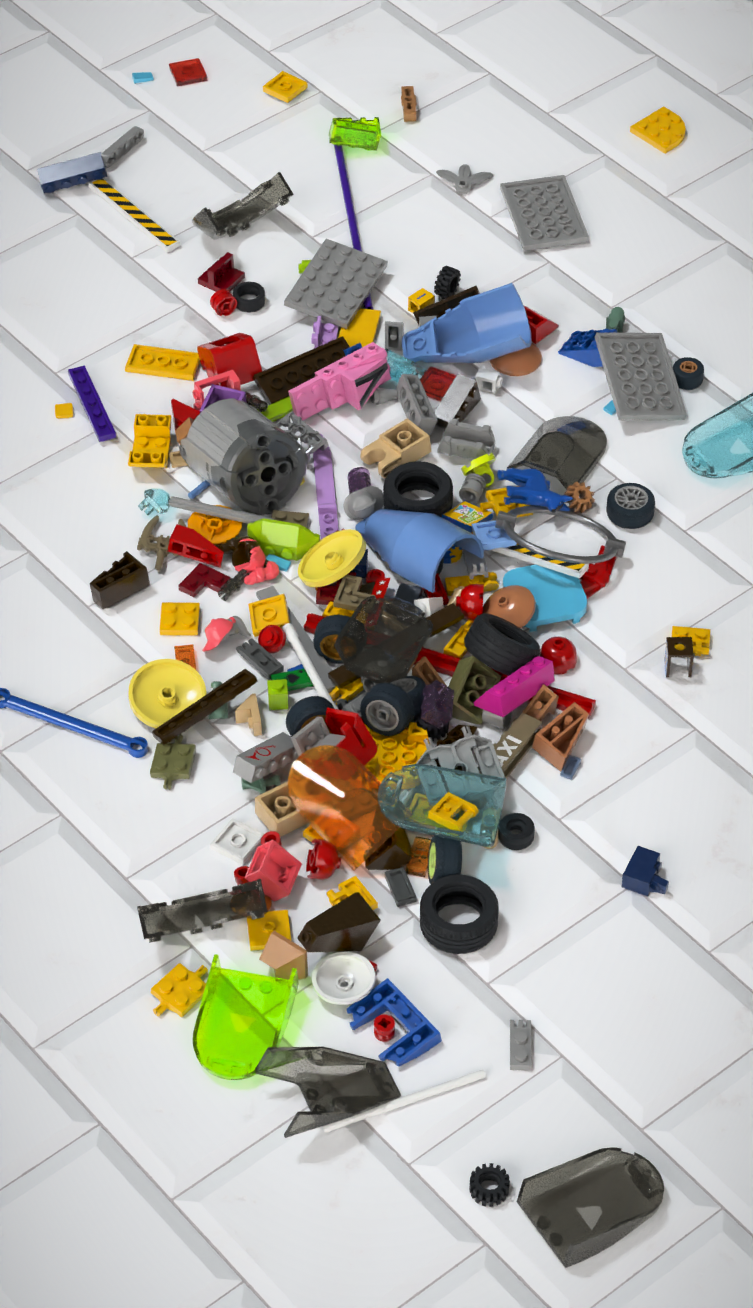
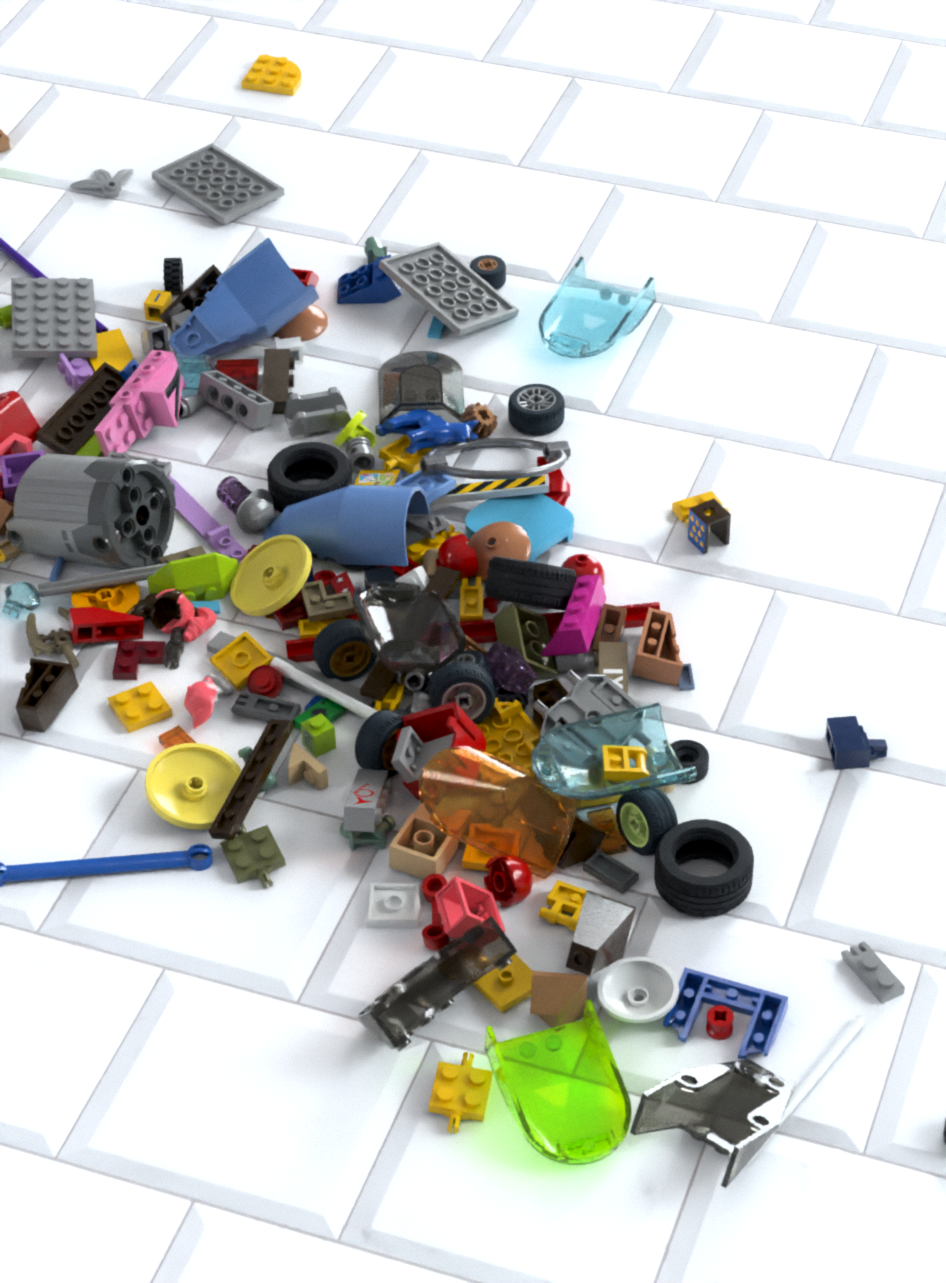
camera: 30 degrees left, 5 degrees down
(396, 447) = (249, 445): tan brick -> none

